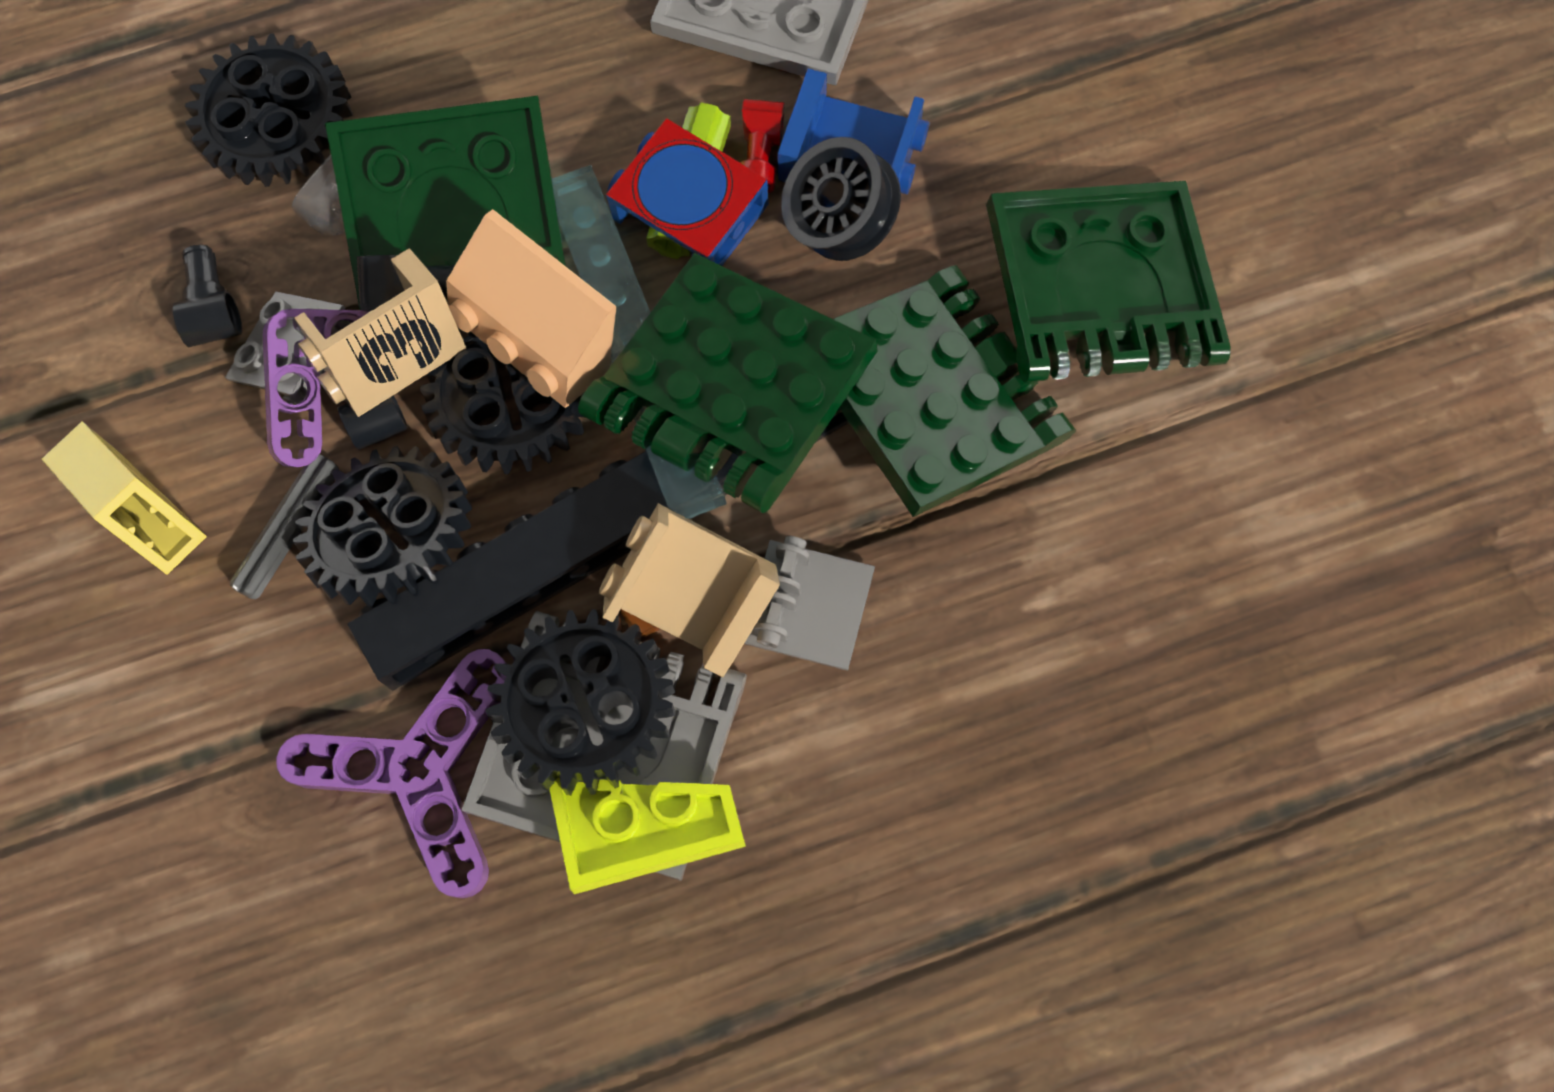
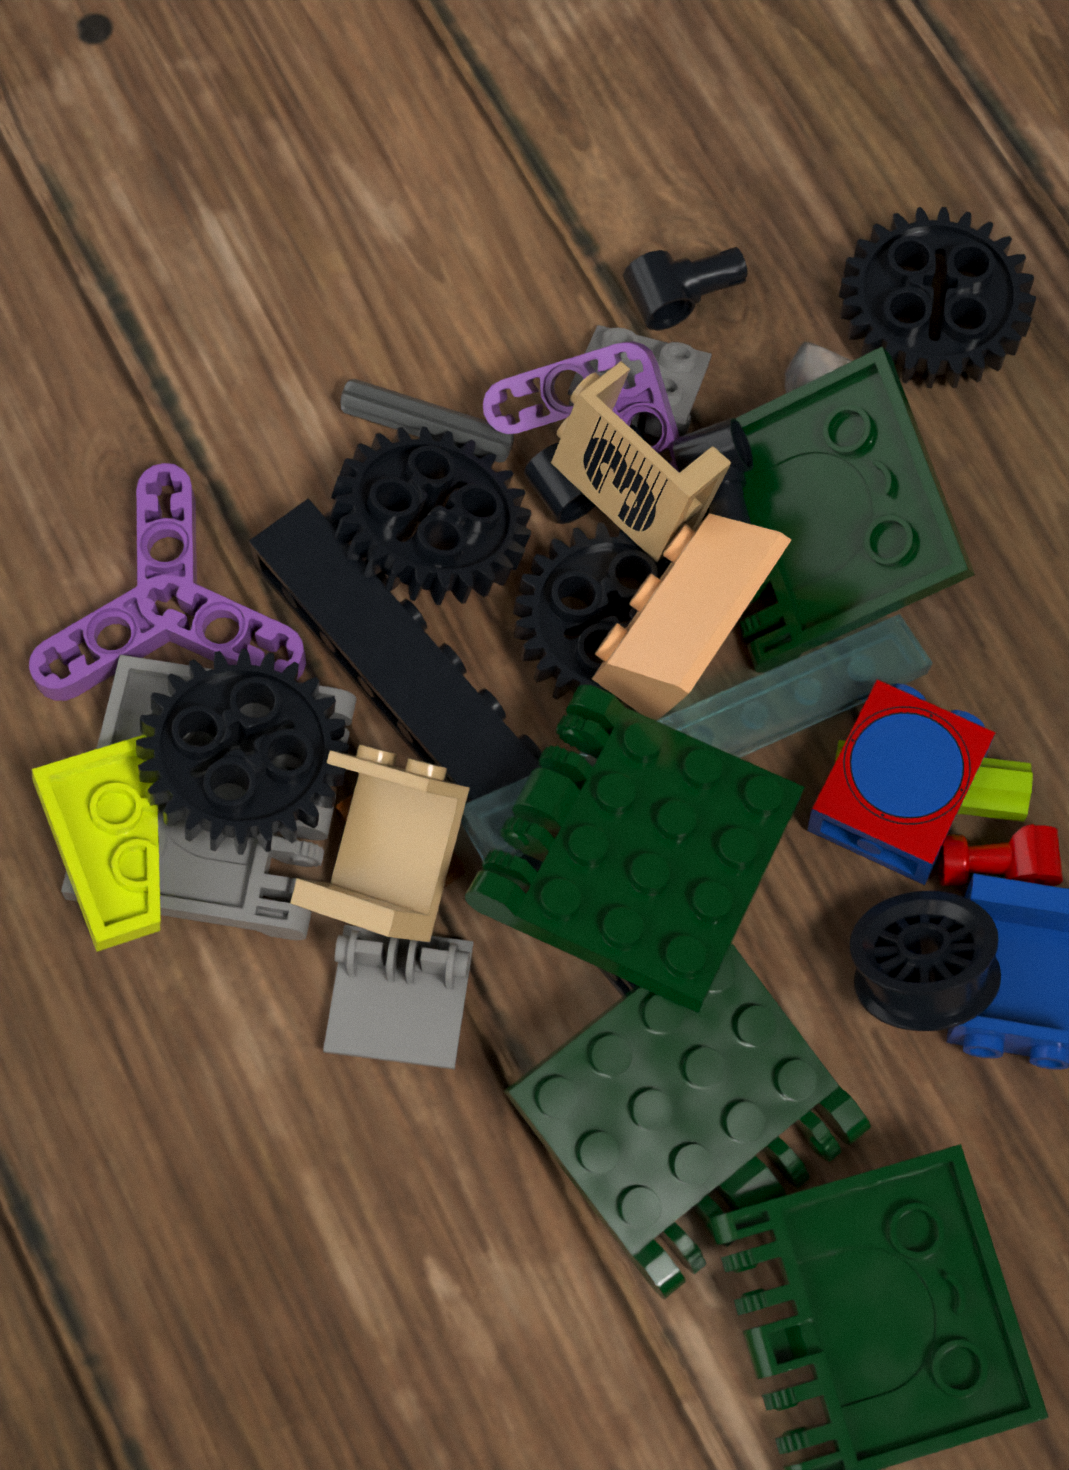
camera: 80 degrees right, 5 degrees down
(122, 498) = (430, 252): light yellow slope -> none

